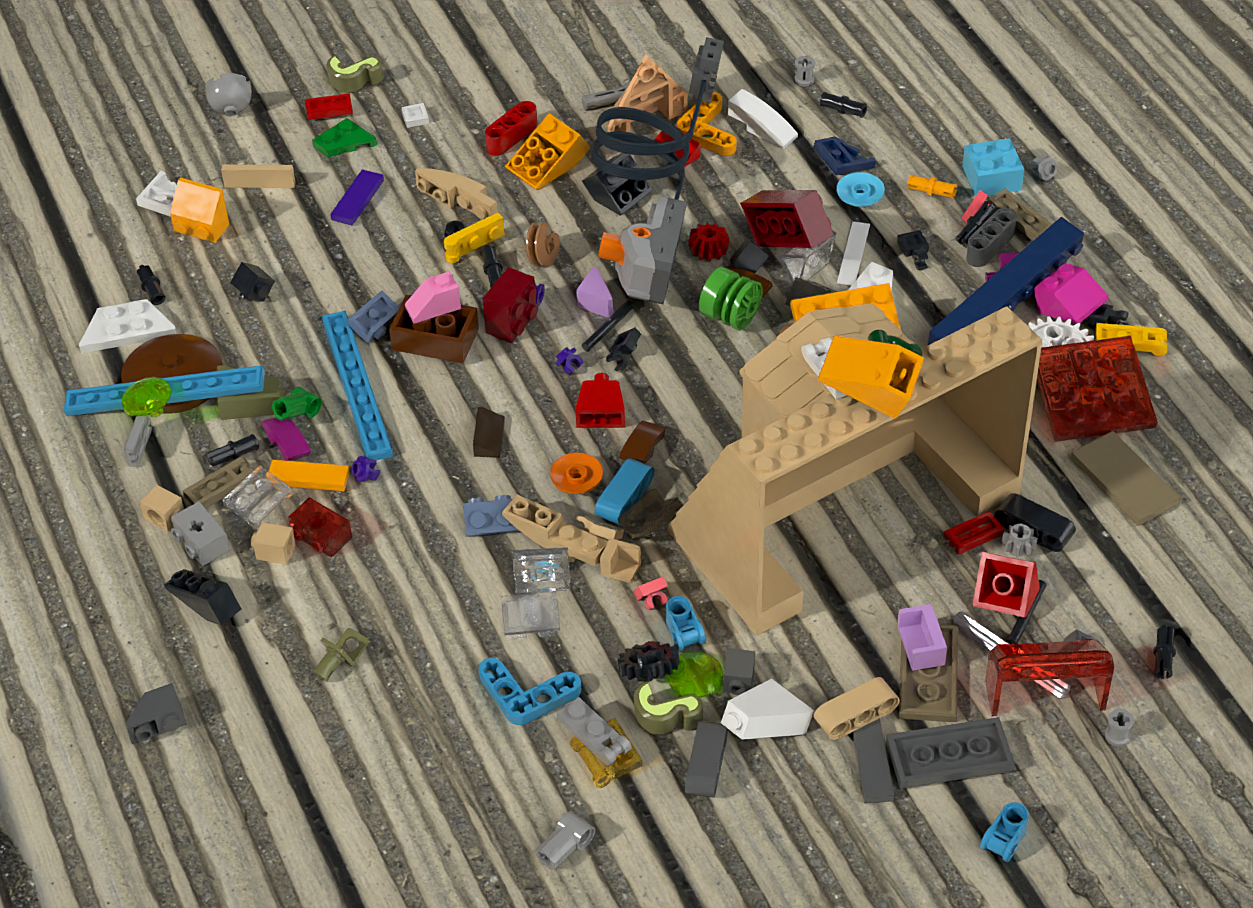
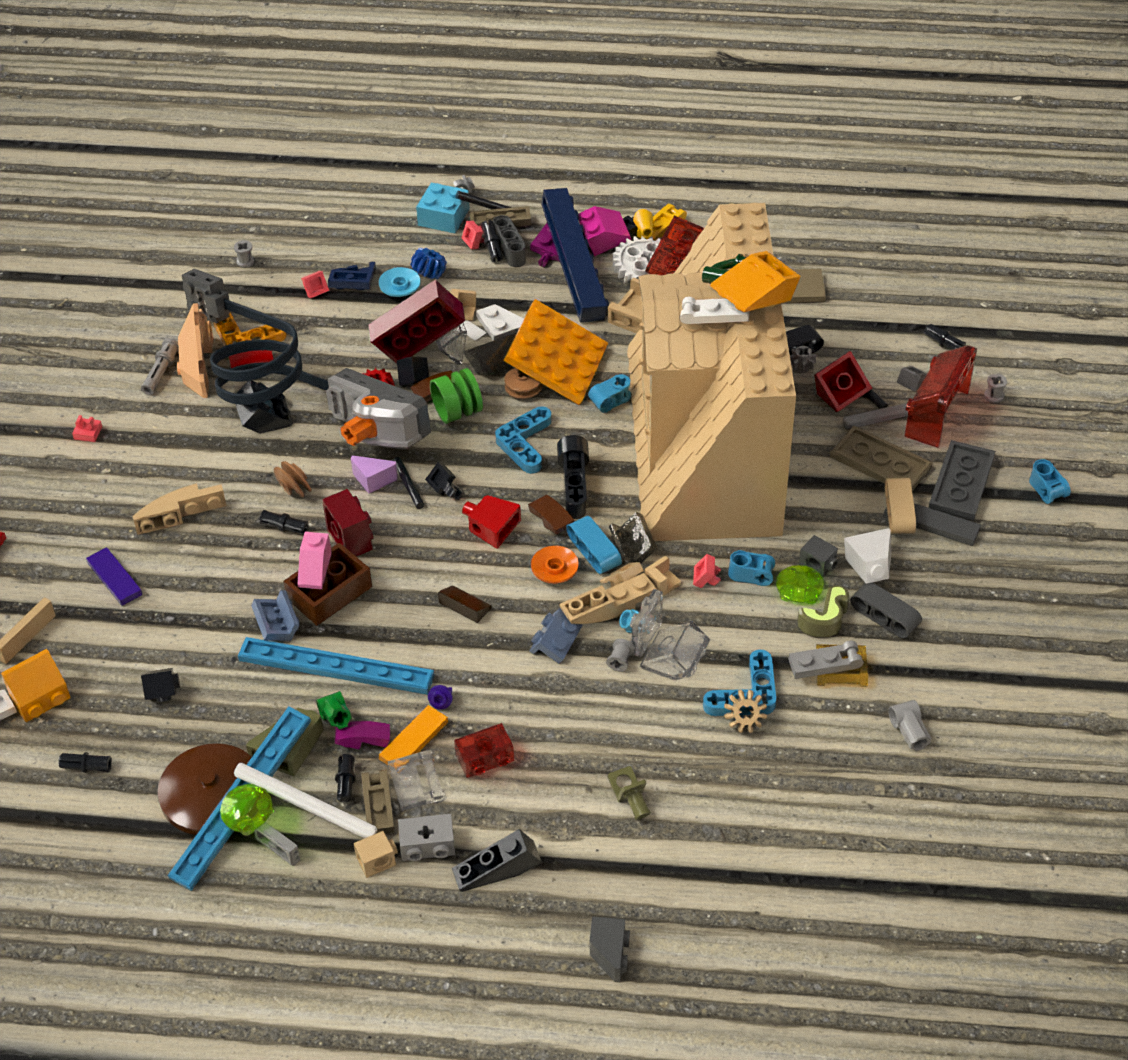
camera: 60 degrees left, 0 degrees up
(124, 325) = (119, 800): white wing -> none
(178, 430) = (305, 801): none -> white axle
(273, 543) = (477, 789): tan brick -> none
(343, 138) = (32, 556): green wing -> none
(415, 115) = (50, 499): white tile -> none
(453, 227) = (219, 528): black plate -> none
(473, 237) = (241, 519): yellow plate -> none
(485, 695) = (744, 720): none -> tan gear
(499, 573) = (619, 658): none -> light grey bush
(509, 92) = (87, 429): none -> coral tile
(511, 128) = (135, 443): red beam -> none
(548, 153) = (186, 434): light orange slope -> none
(567, 356) = (427, 519): dark purple plate -> none
(648, 661) = (777, 600): black gear -> none
(699, 434) = (573, 457): none -> black beam
(720, 373) = (510, 437): none -> dark azure beam
(761, 119) = (273, 299): white slope -> none
(805, 135) = (315, 284): none -> coral tile
(843, 104) = (299, 251): black pin -> none
(867, 246) = (468, 299): none -> tan panel
(901, 195) = (428, 263): none -> blue gear
(914, 245) = (482, 281): black plate -> none
(922, 637) = (860, 443): lavender panel -> none
(932, 186) = (433, 244): light orange pin -> none
(1020, 187) = (479, 201): none -> black bar
(1104, 318) = (644, 221): none -> yellow cone

